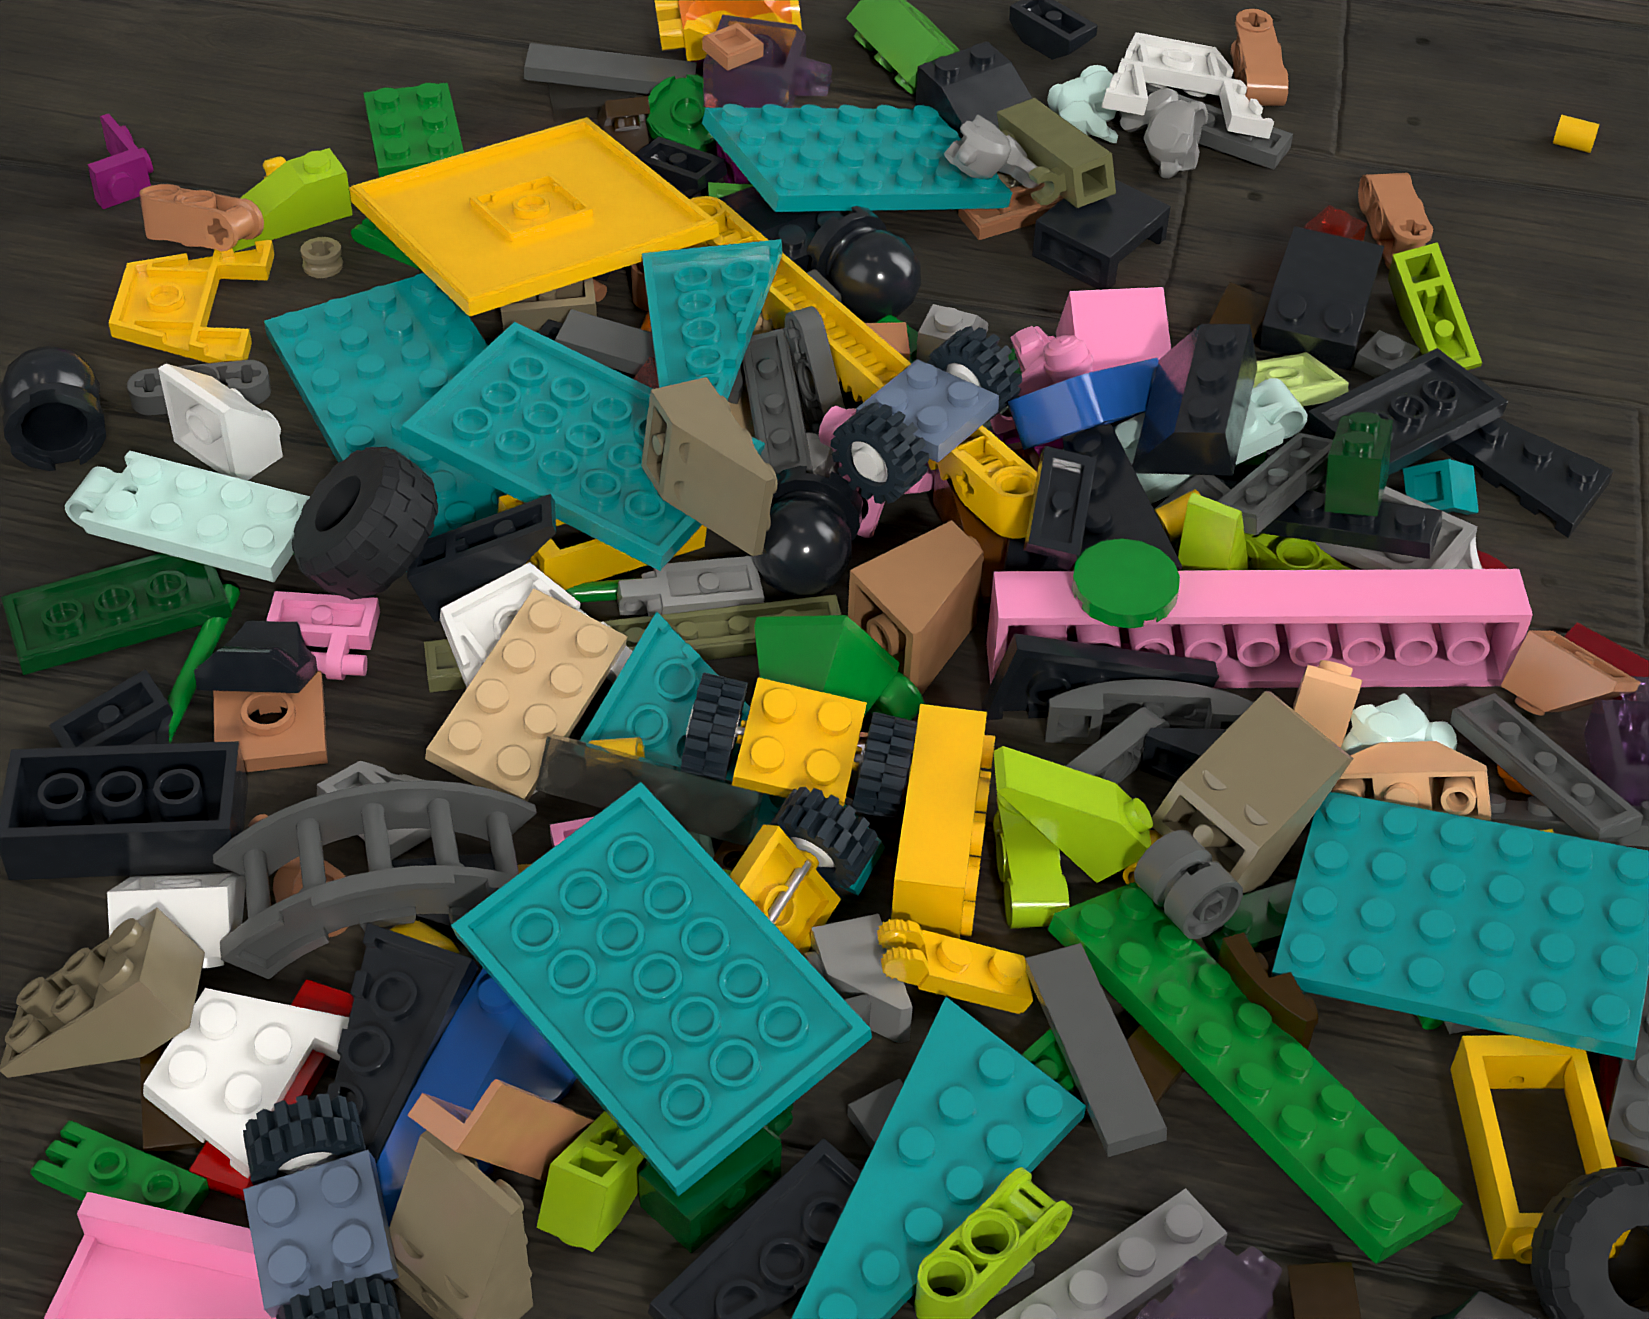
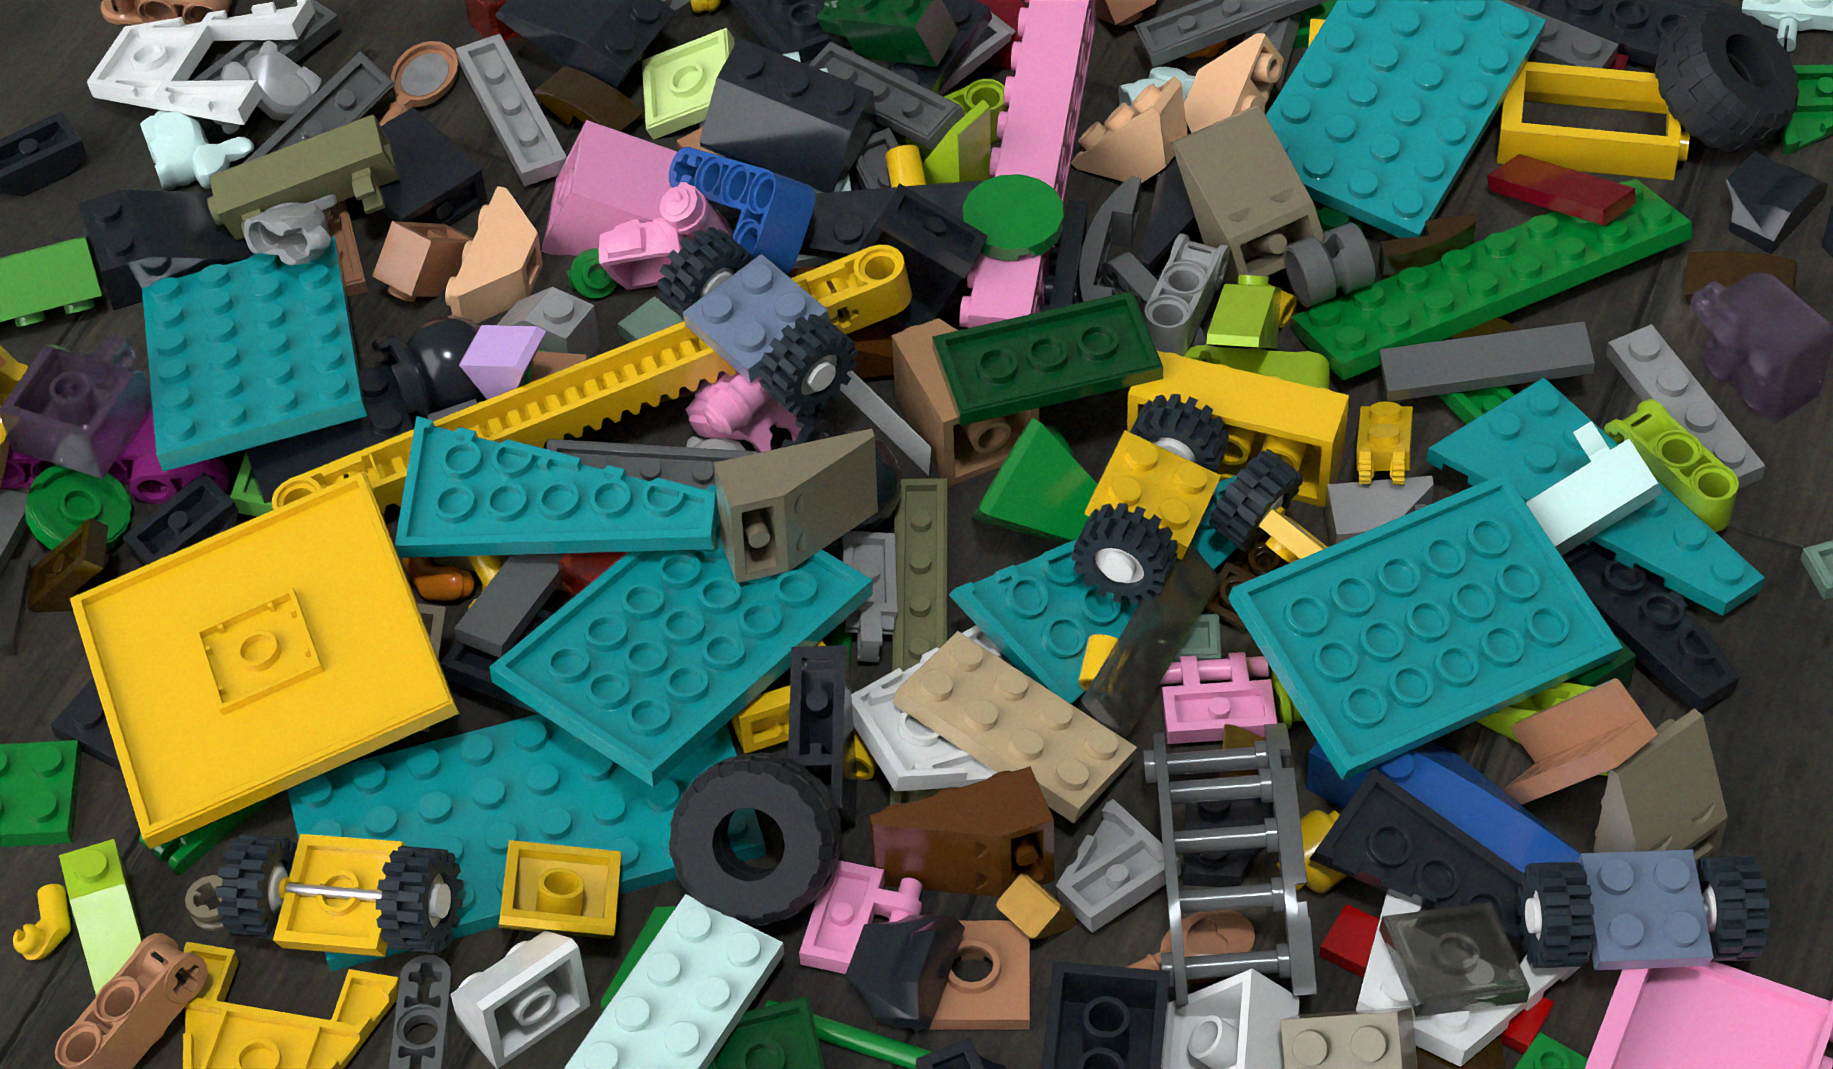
camera: 75 degrees left, 5 degrees up
(251, 1060) = (1454, 959): none -> clear smoke tile
(301, 298) = (340, 893): none -> plate
(311, 423) = (560, 889): none -> yellow slope
(334, 747) = (1034, 909): none -> pearl gold slope
(395, 683) = (968, 837): none -> reddish brown slope
(733, 46) = (78, 403): nougat tile -> none
(813, 364) = (605, 414): dark grey beam -> none
(864, 286) = (501, 357): none -> lavender slope
(878, 1135) = (1596, 494): none -> light aqua brick
(947, 633) = (1047, 358): none -> dark green tile
(1012, 252) = (420, 259): none -> nougat slope
(1017, 295) = (498, 263): none -> light nougat slope
(1100, 749) = (1184, 293): none -> light grey piece
(1160, 169) = (339, 102): none -> dark grey tile
(1207, 279) = (512, 109): none -> light grey plate
(1227, 222) = (422, 77): none -> piece
(1397, 1113) = (1562, 189): none -> dark red tile

